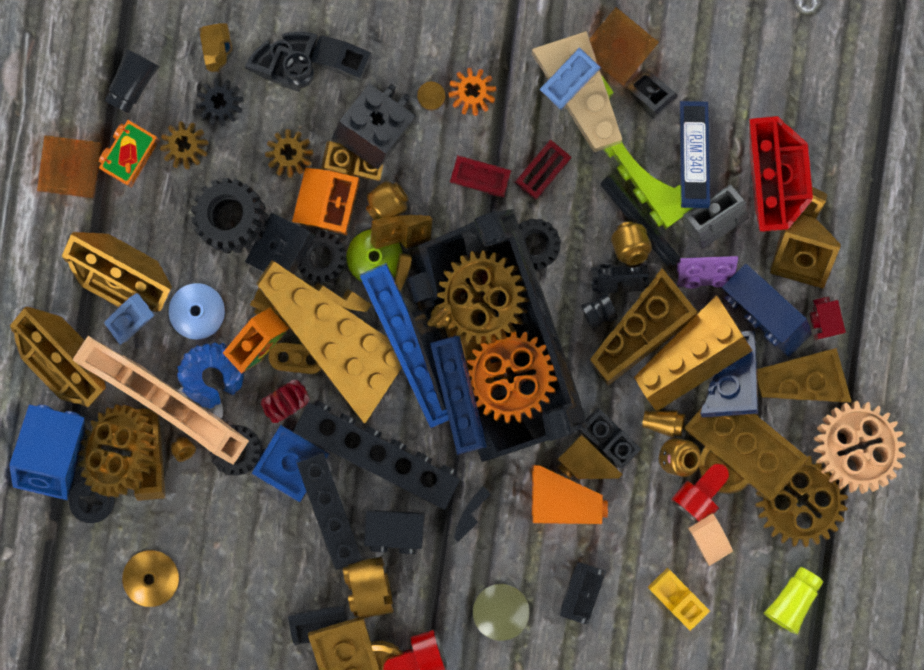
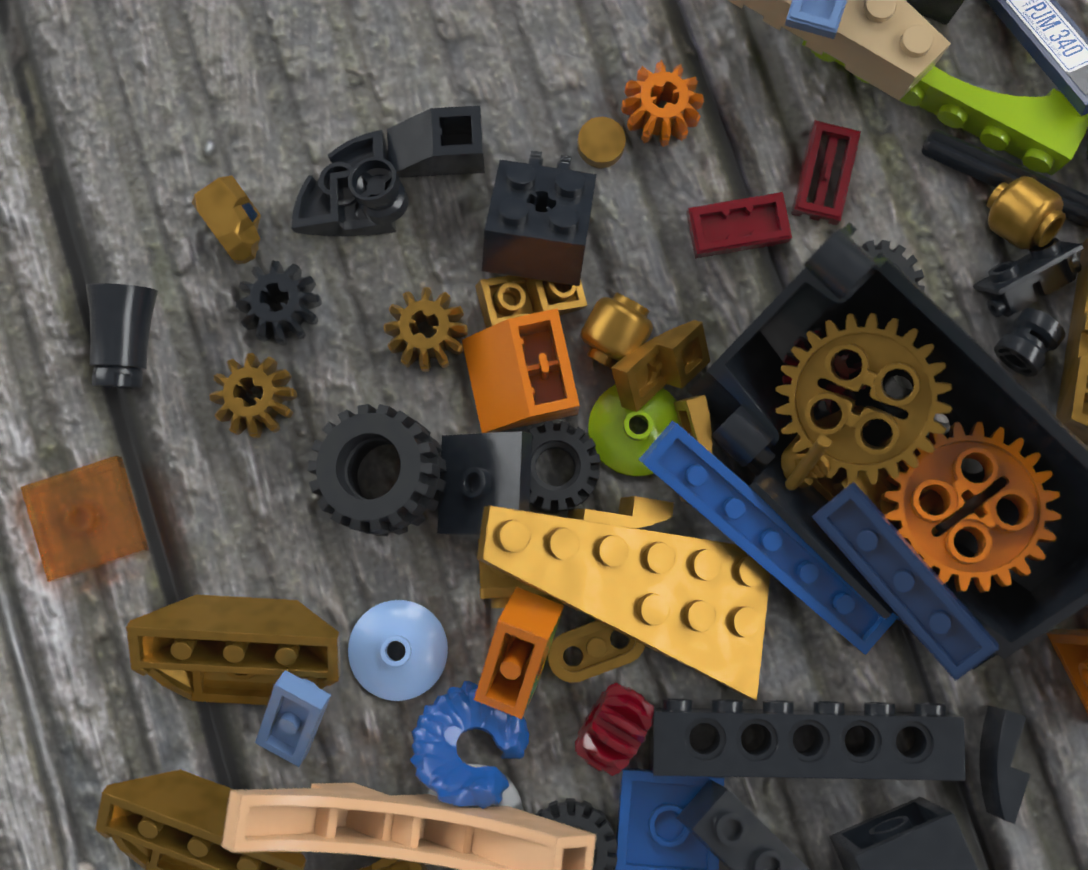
camera: 30 degrees left, 5 degrees down
(128, 153) = (169, 450): brick -> none

